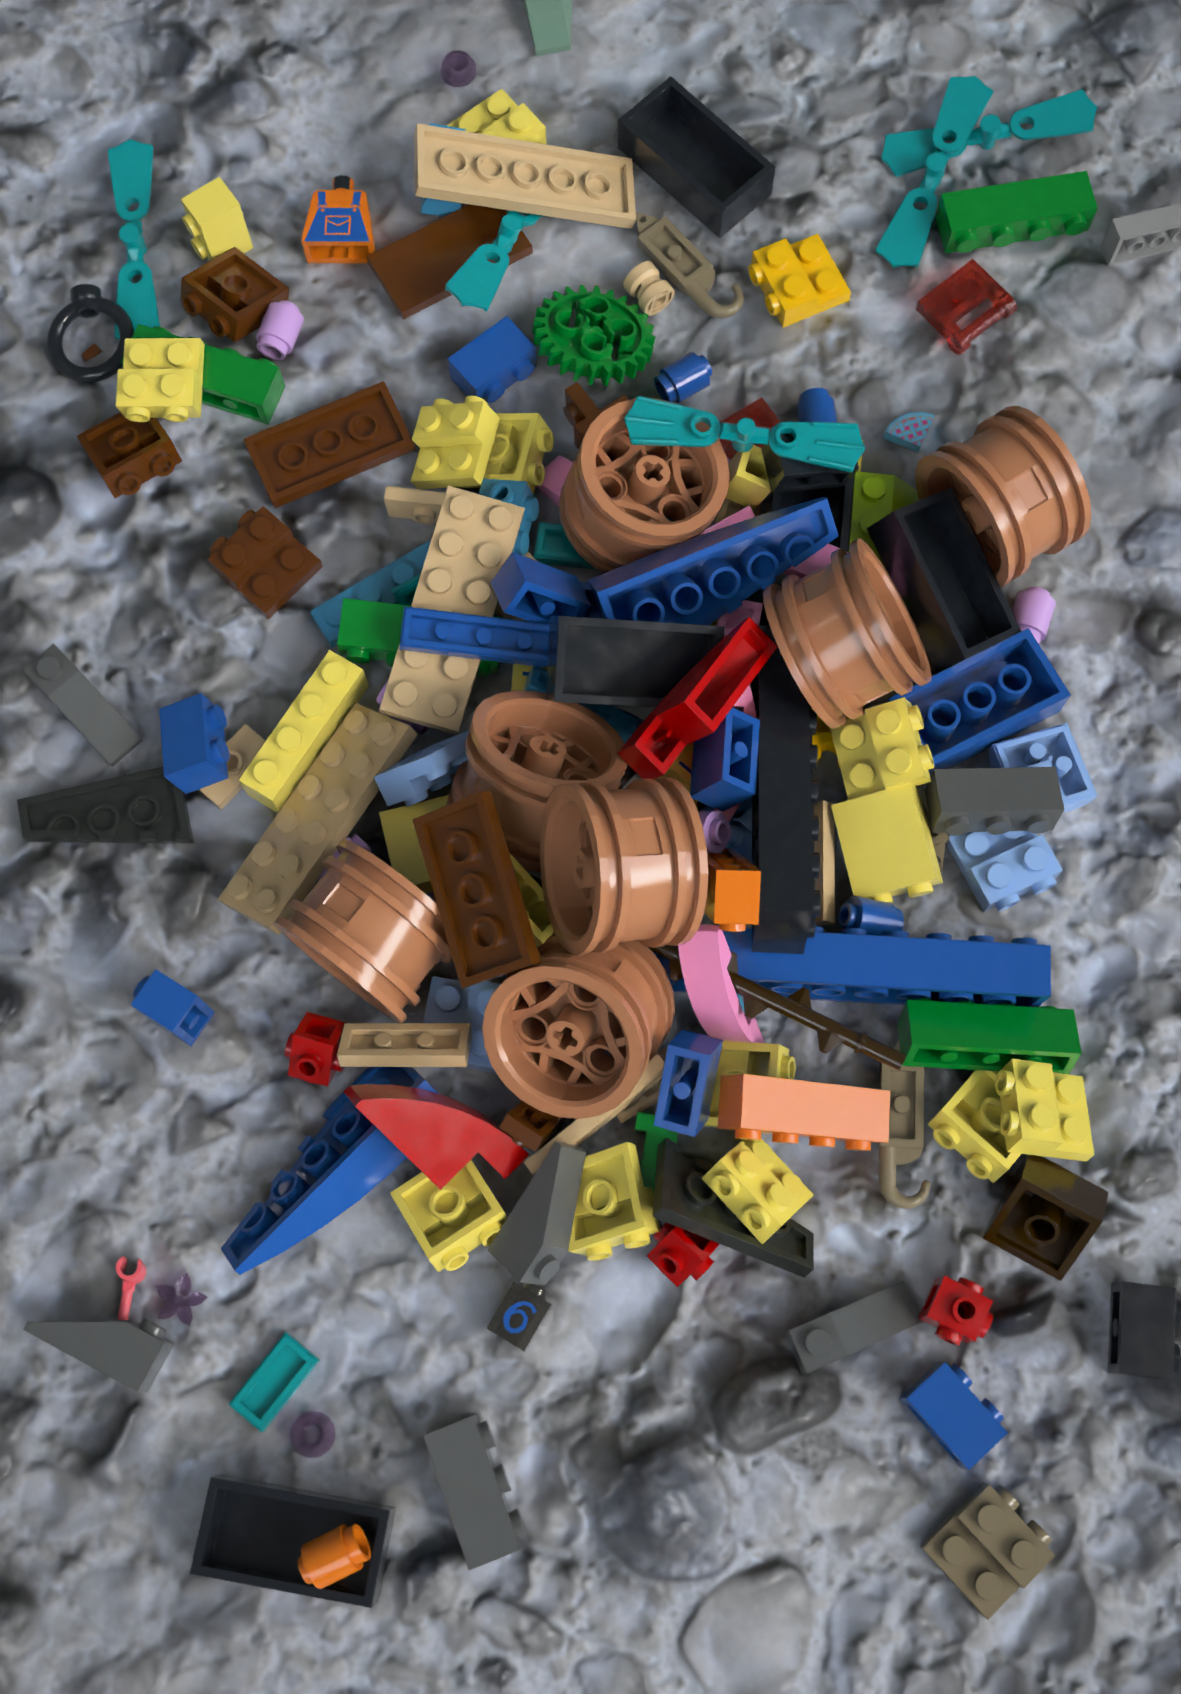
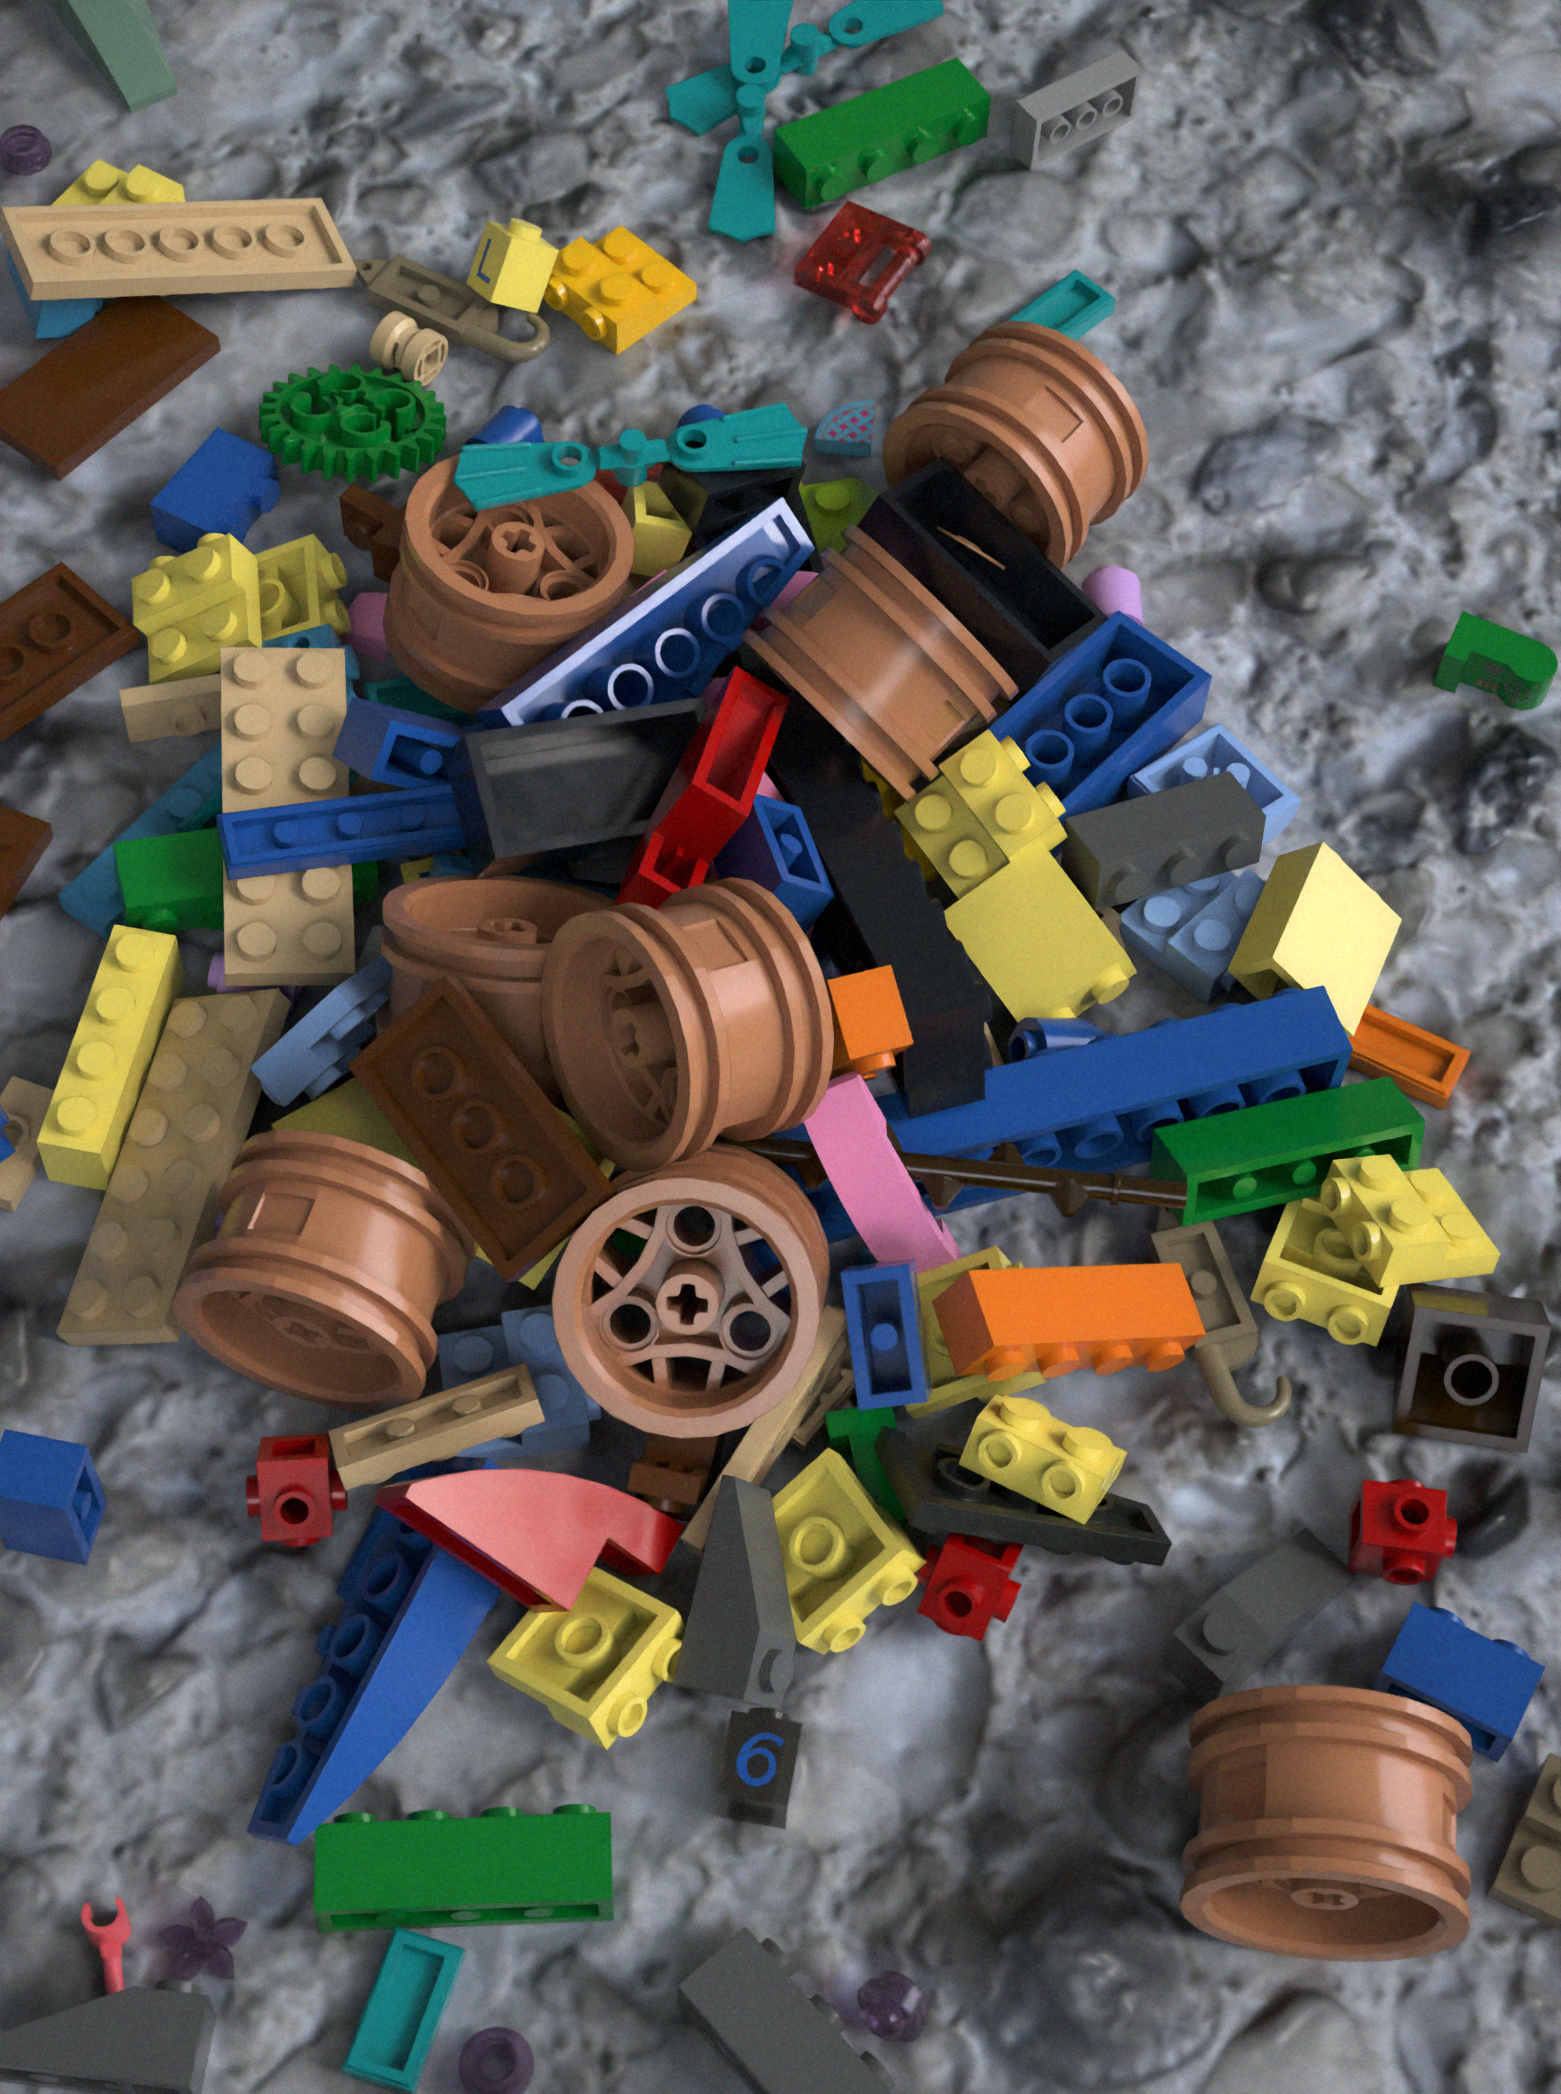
camera: 25 degrees left, 15 degrees down
(333, 1316) = (463, 1869): none -> green brick
(480, 279) = (167, 369): teal piece -> none
(543, 1487) = (893, 2007): none -> clear purple plate
(695, 157) = (410, 168): black piece -> none
(733, 249) = (512, 265): none -> light yellow brick
(828, 1495) = (1328, 1824): none -> nougat wheel
(945, 555) = (969, 545): none -> medium nougat piece
(1065, 901) = (1316, 930): none -> light yellow brick
(1081, 386) = (1069, 306): none -> teal tile
(1091, 988) = (1410, 1056): none -> orange tile

